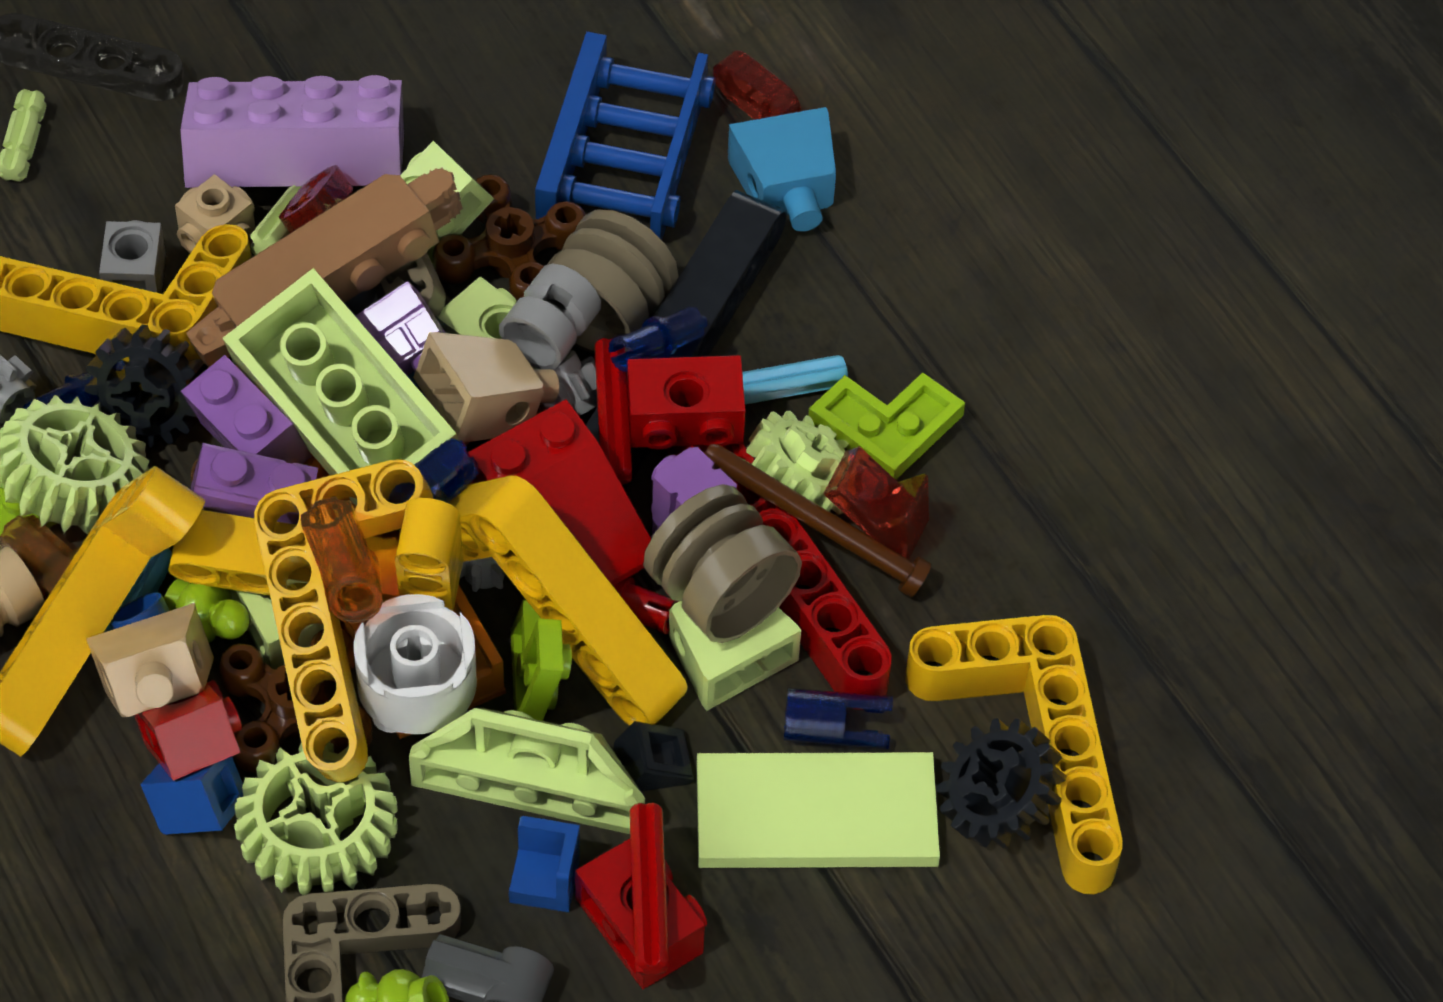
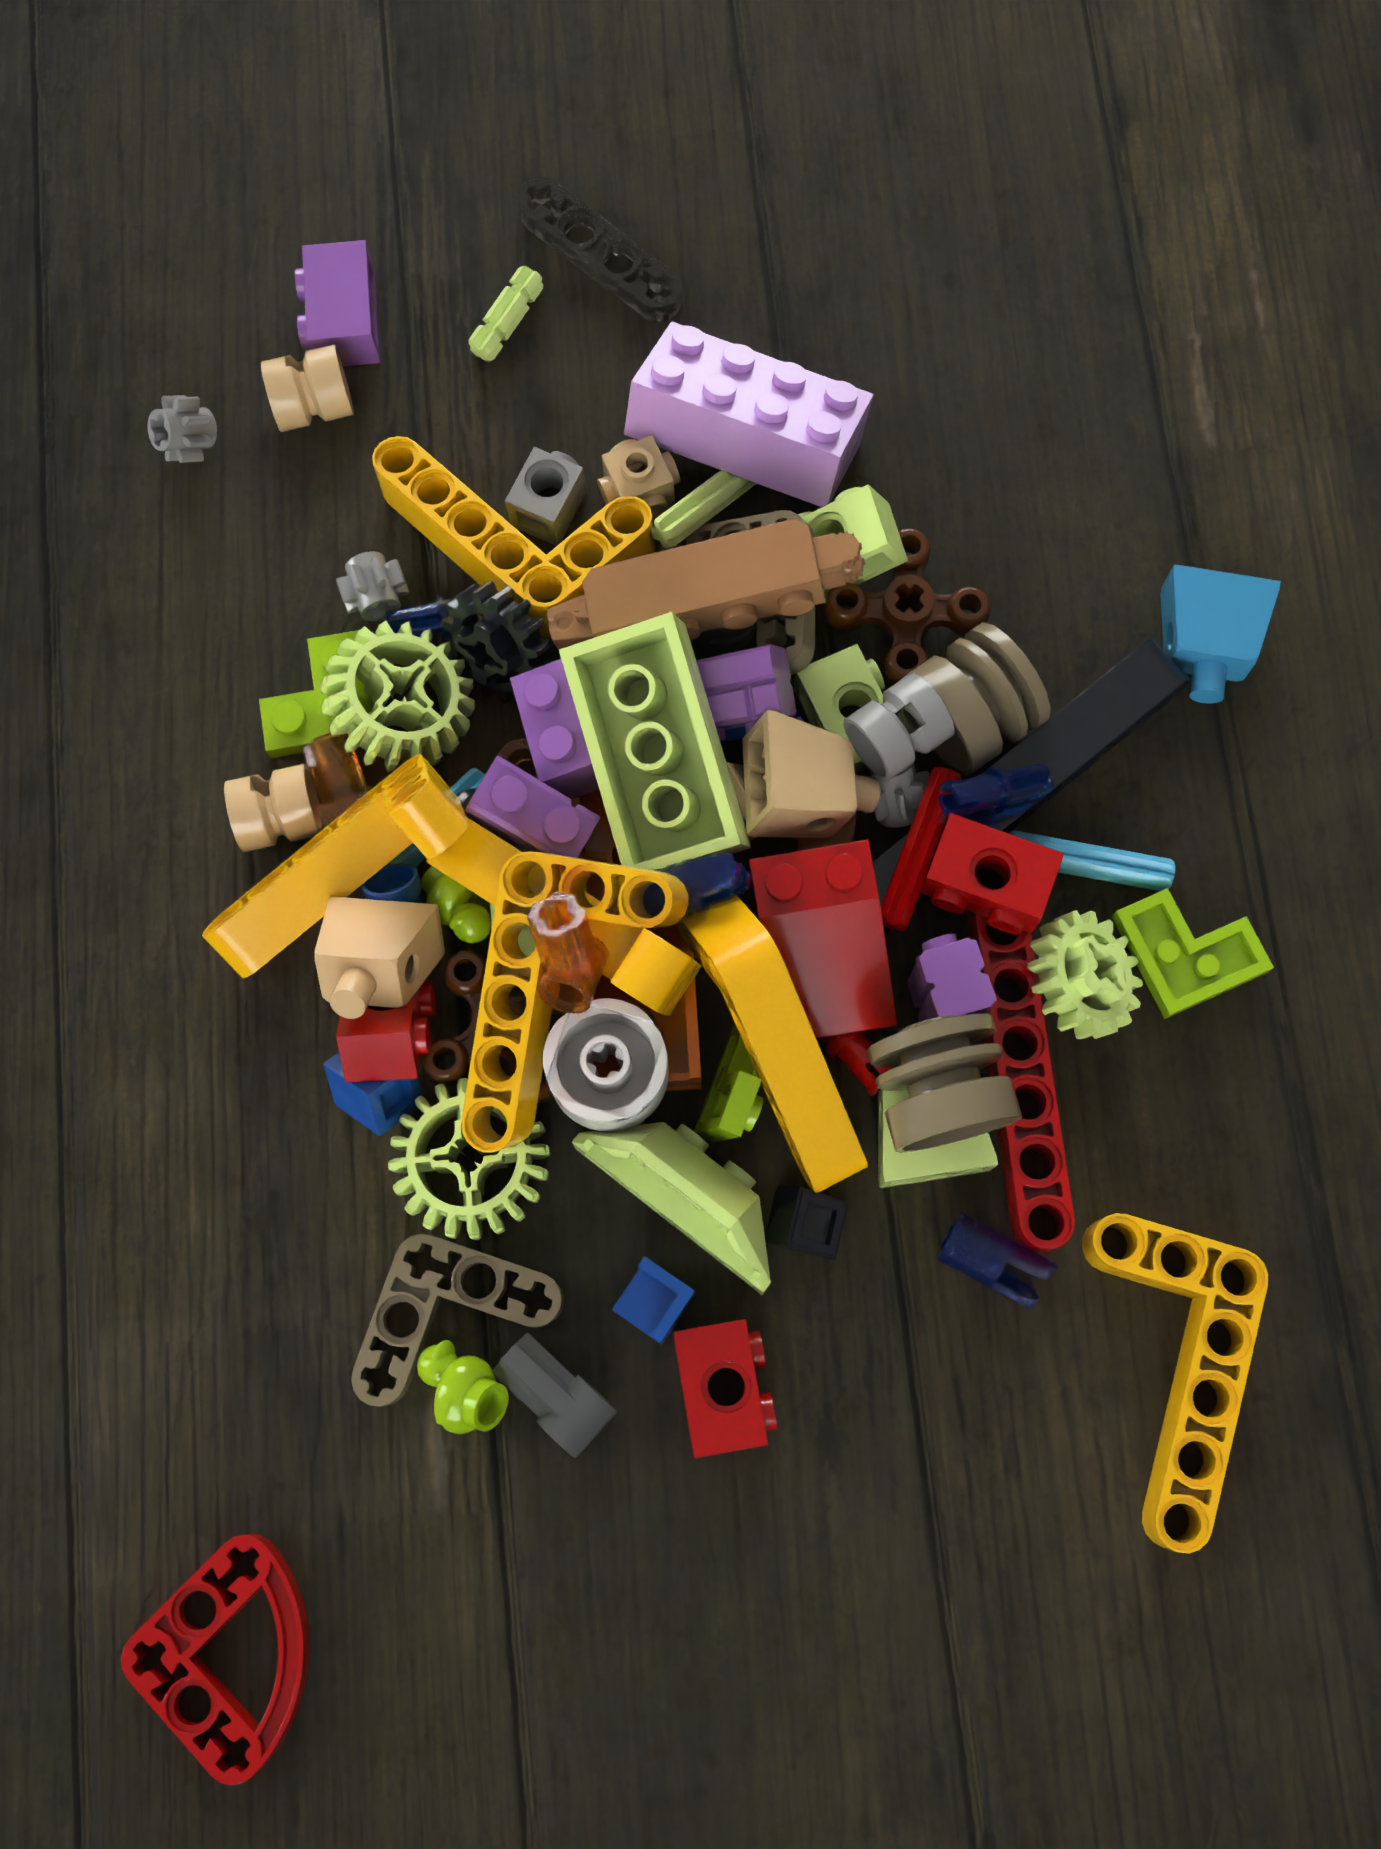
camera: 30 degrees right, 20 degrees up
(315, 198) = (732, 504): clear red beam -> none
(585, 109) = (1043, 487): blue fence -> none
(648, 889) = (728, 1391): red axle -> none
(754, 87) = (1220, 527): clear red beam -> none
(816, 810) = (937, 1346): yellowish green tile -> none
(879, 504) = (1137, 1049): clear red slope -> none
(908, 573) = (1136, 1133): reddish brown bar -> none
(999, 780) = (1121, 1434): black gear -> none

